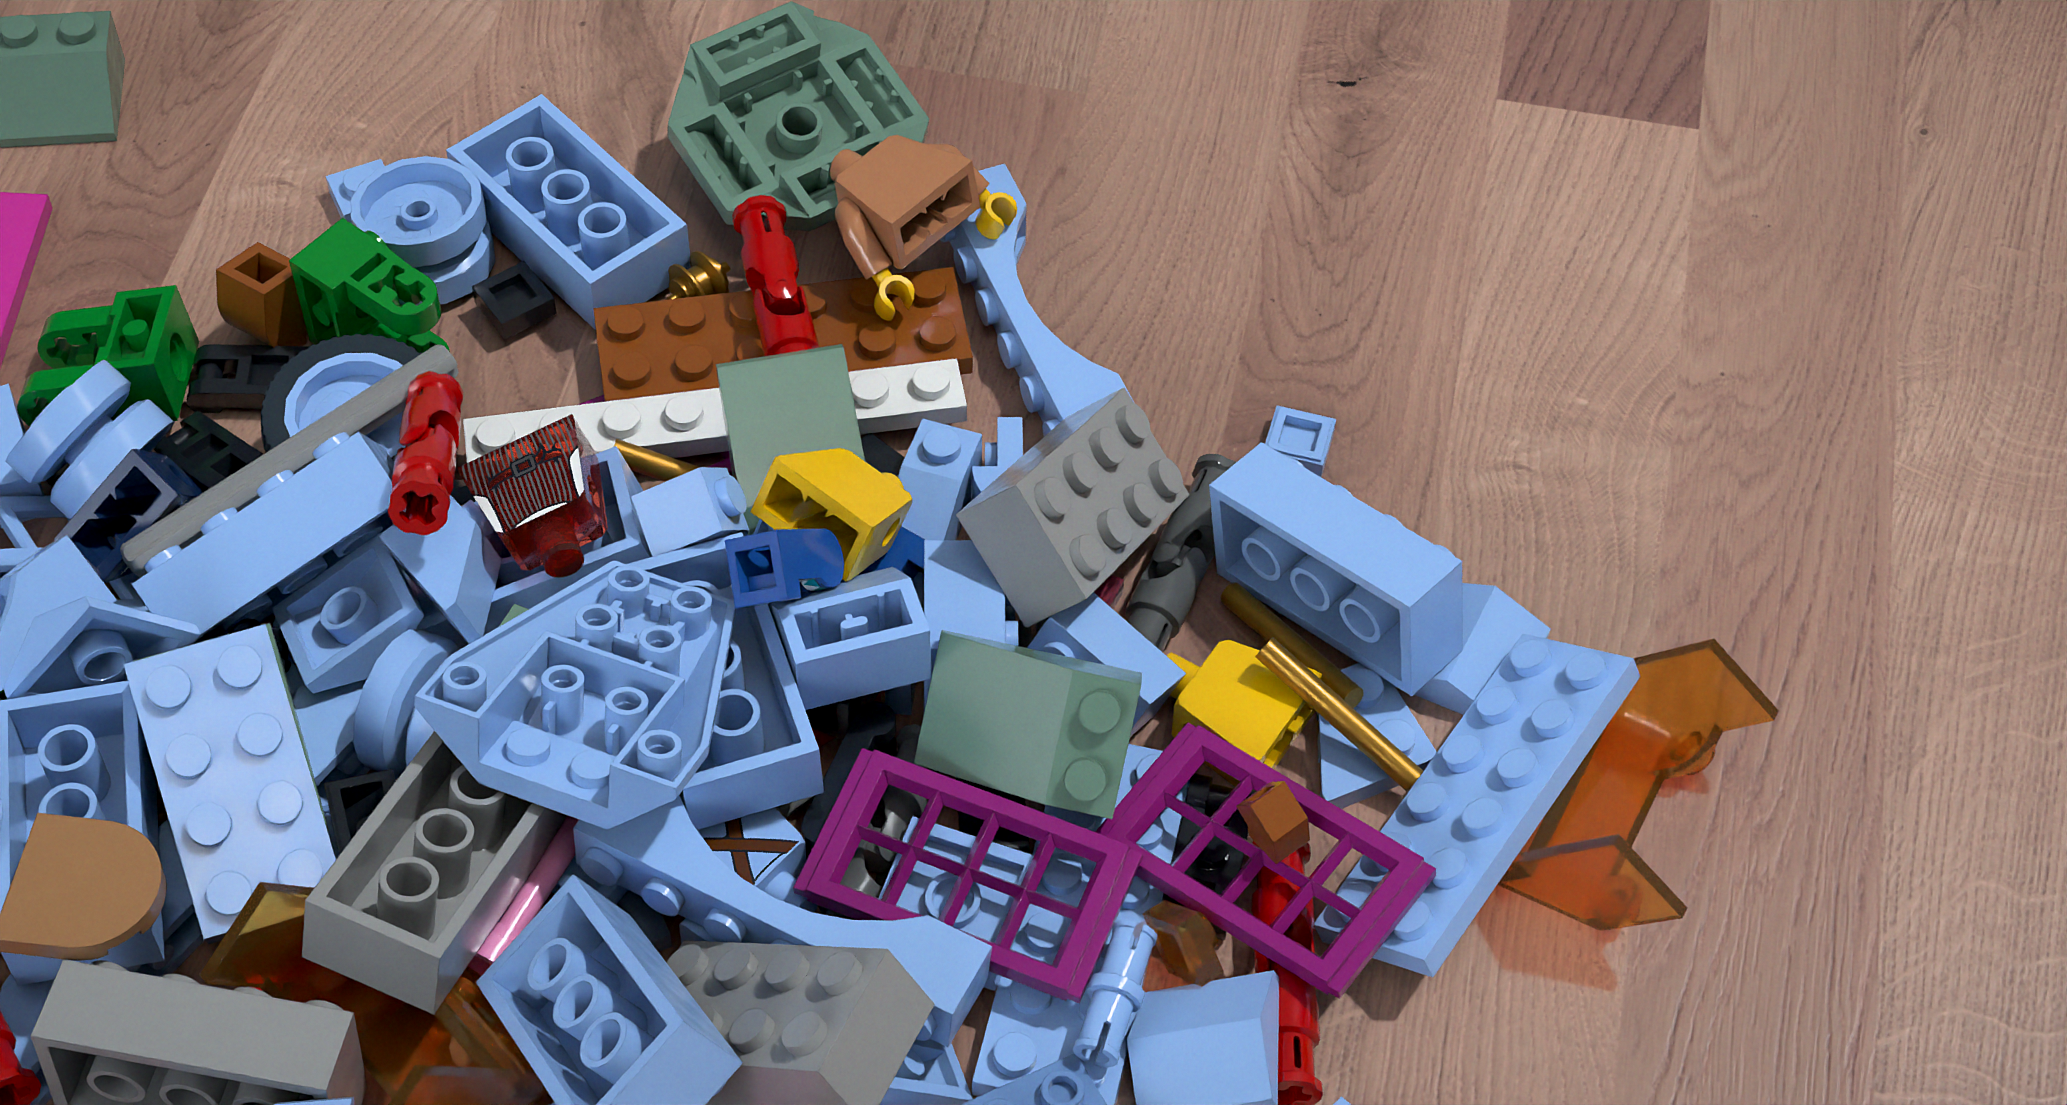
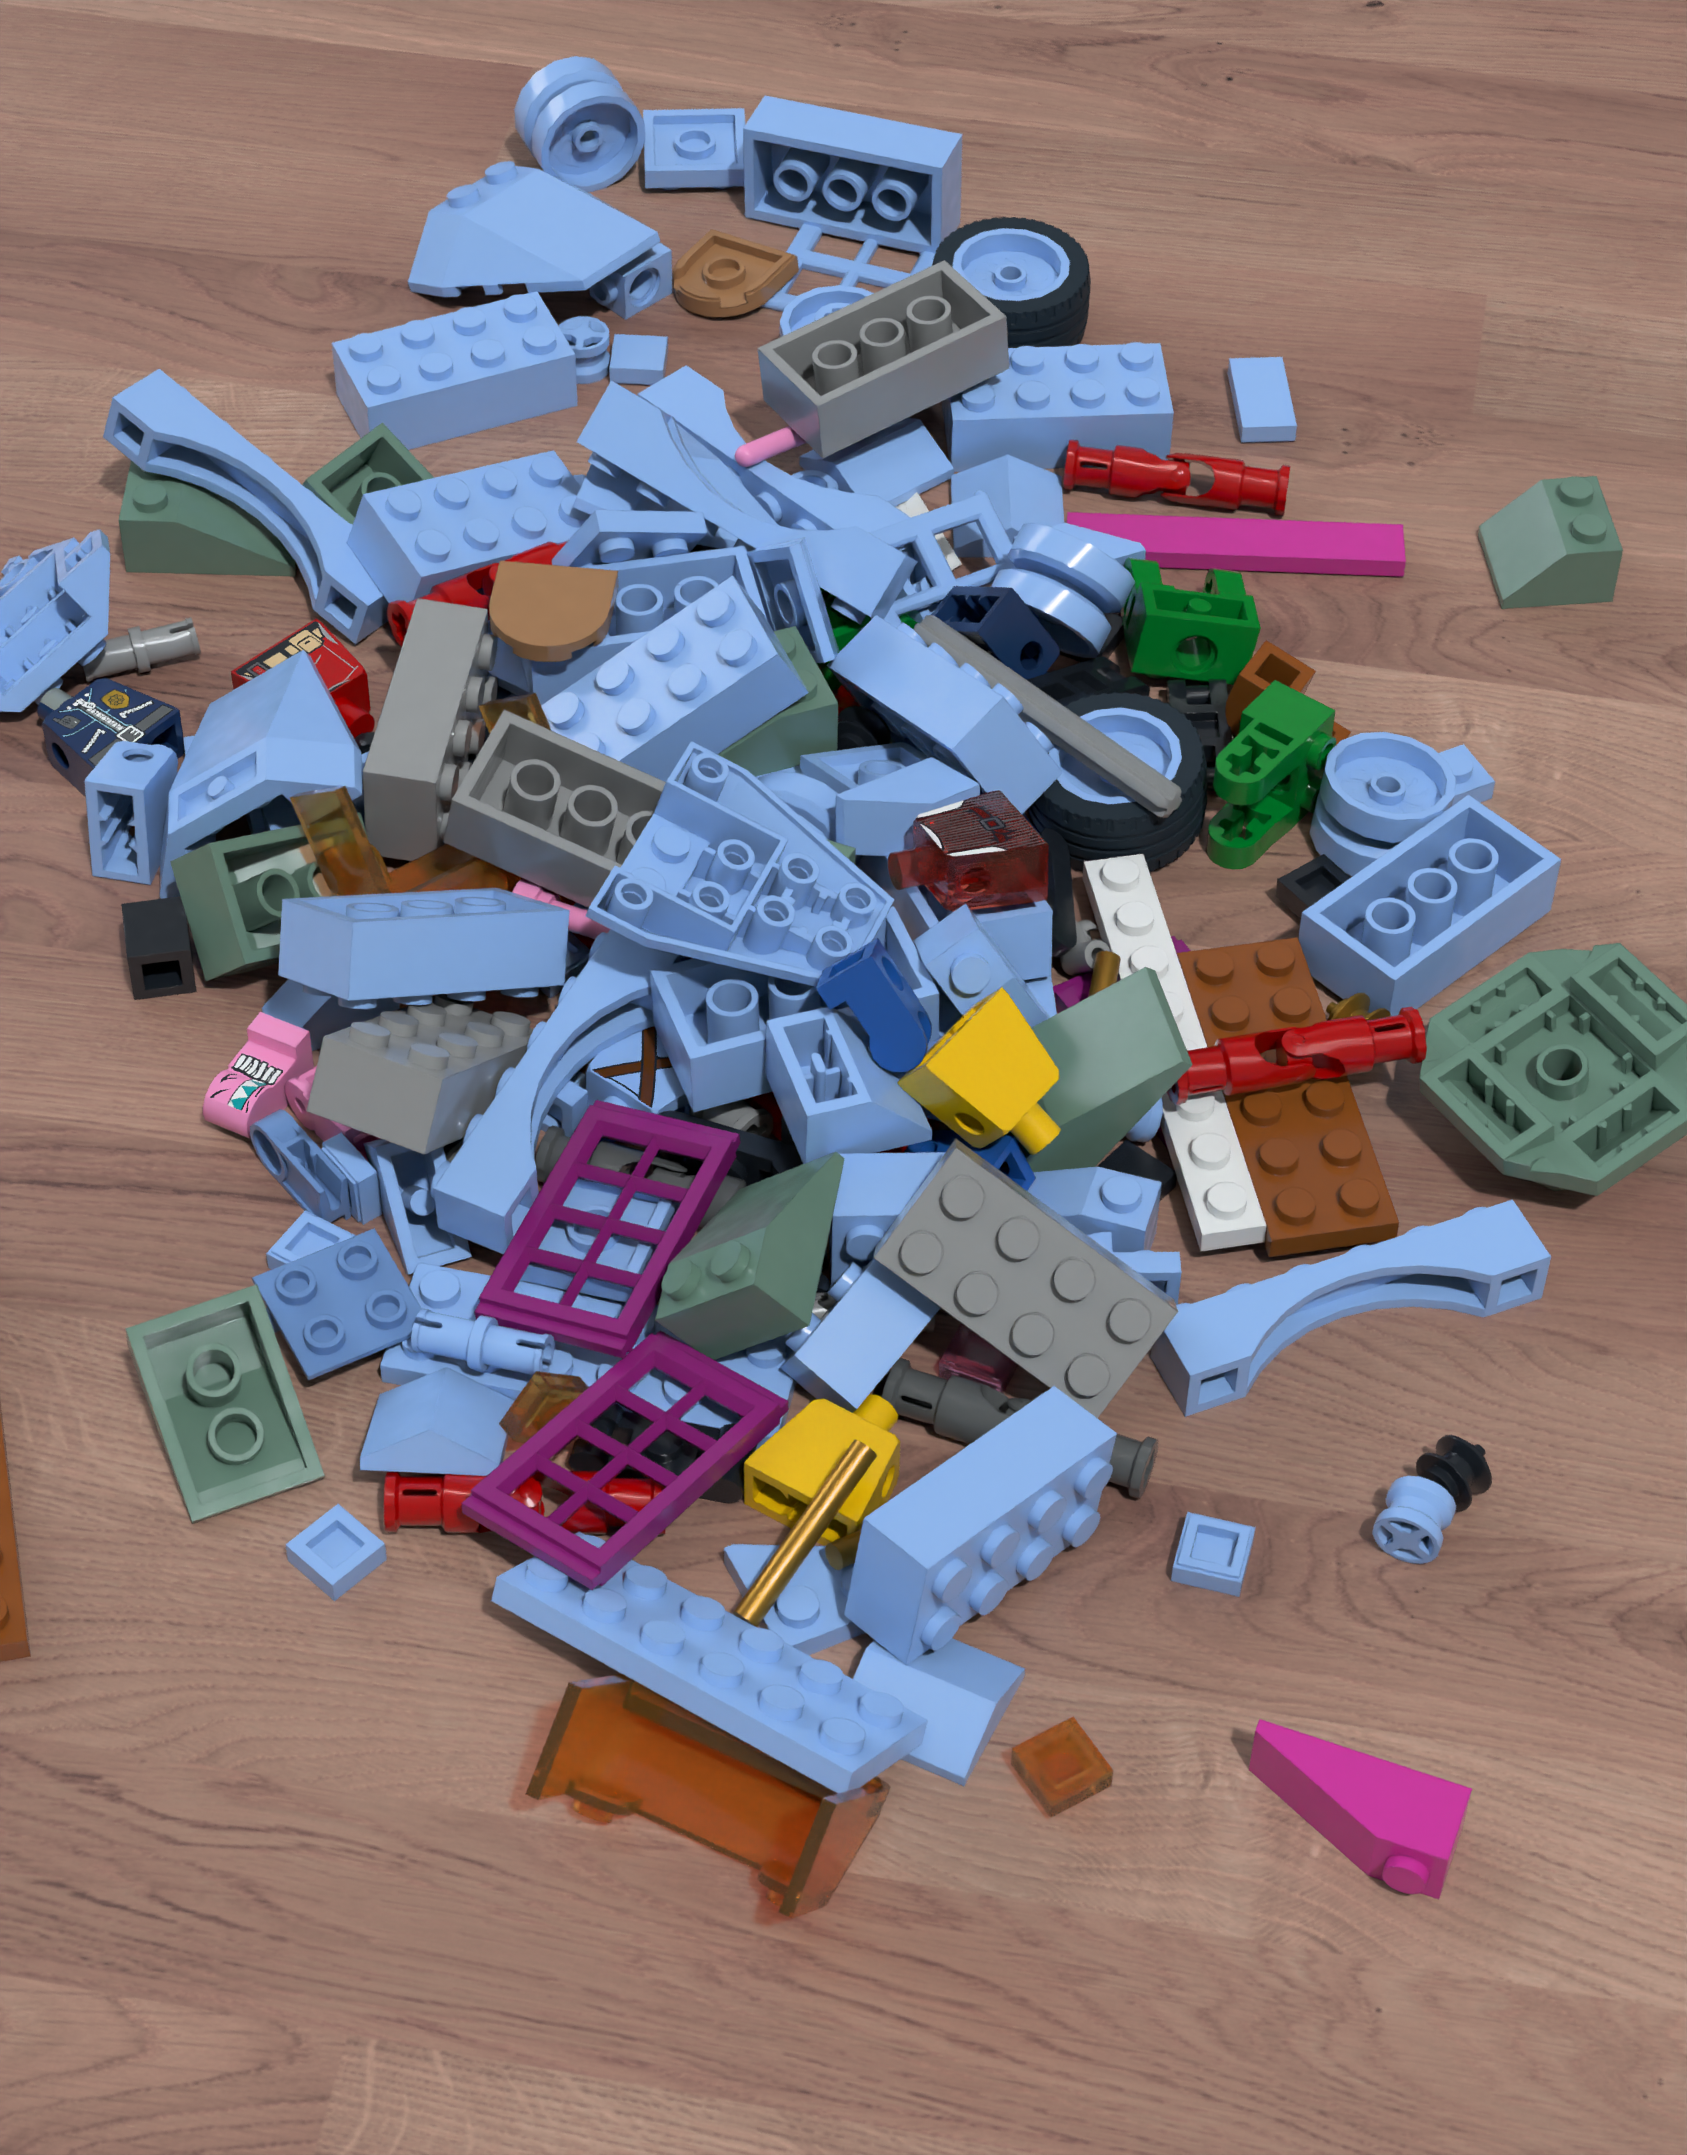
camera: 90 degrees right, 5 degrees down
(427, 466) = (978, 756): red piece -> none
(905, 201) = (1426, 1130): nougat torso -> none
(1216, 263) = (1457, 1468): none -> black wheel
(1269, 294) = (1414, 1519): none -> light blue wheel
(1275, 820) = (640, 1437): dark orange piece -> none
(1540, 552) = (1061, 1767): none -> clear orange plate
(1565, 347) = (1374, 1811): none -> dark pink slope

